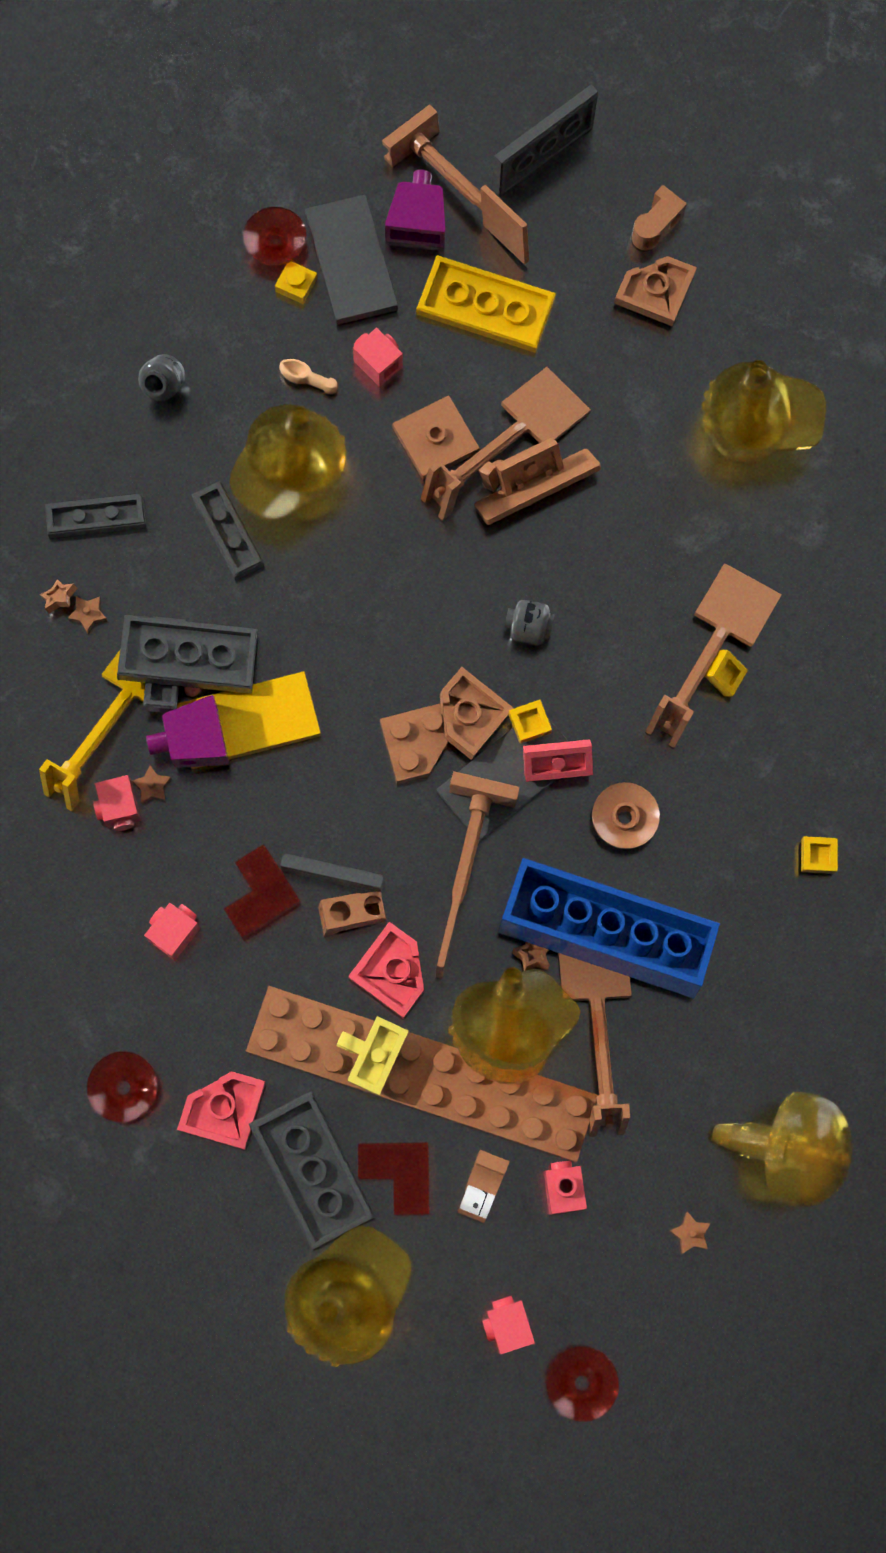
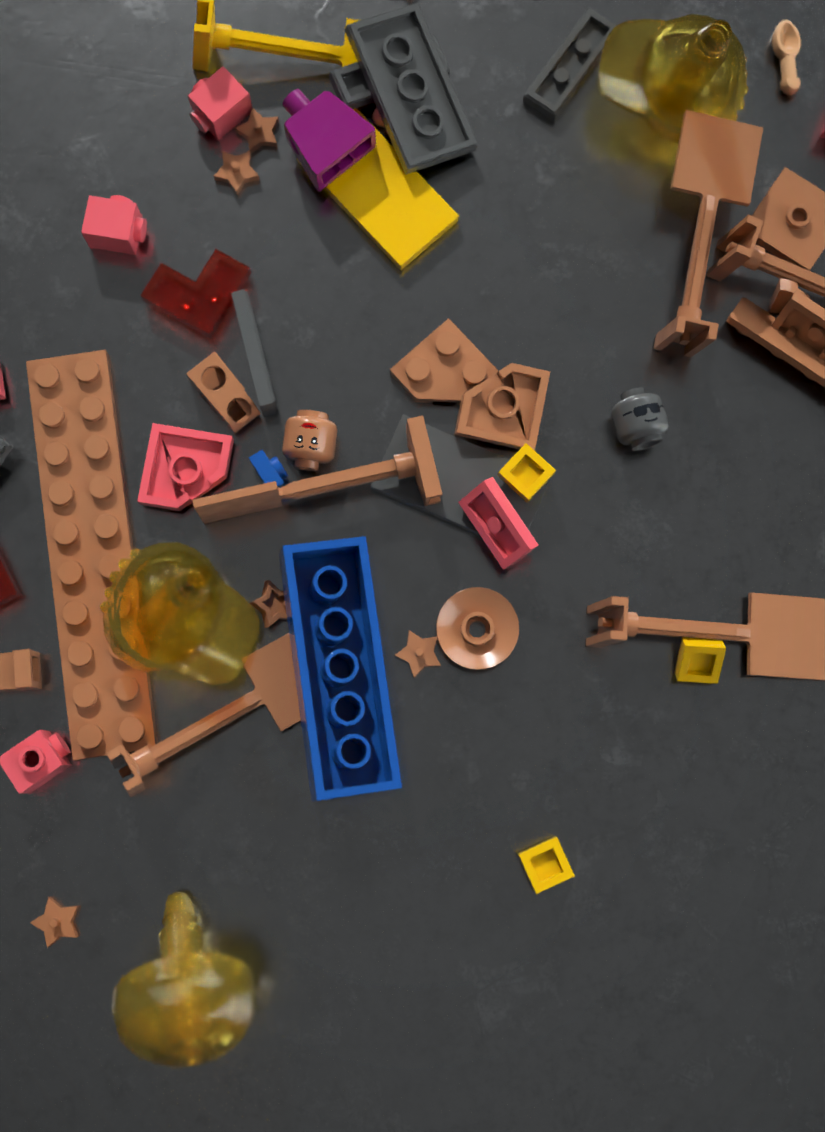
camera: 65 degrees right, 5 degrees up
(175, 818) = (236, 170): none -> nougat piece
(374, 469) = (717, 164): none -> nougat piece
(374, 1055) = (77, 489): light yellow plate -> none
(422, 865) = (309, 439): none -> nougat head
(432, 908) = (267, 469): none -> blue plate
(620, 868) = (419, 653): none -> nougat piece

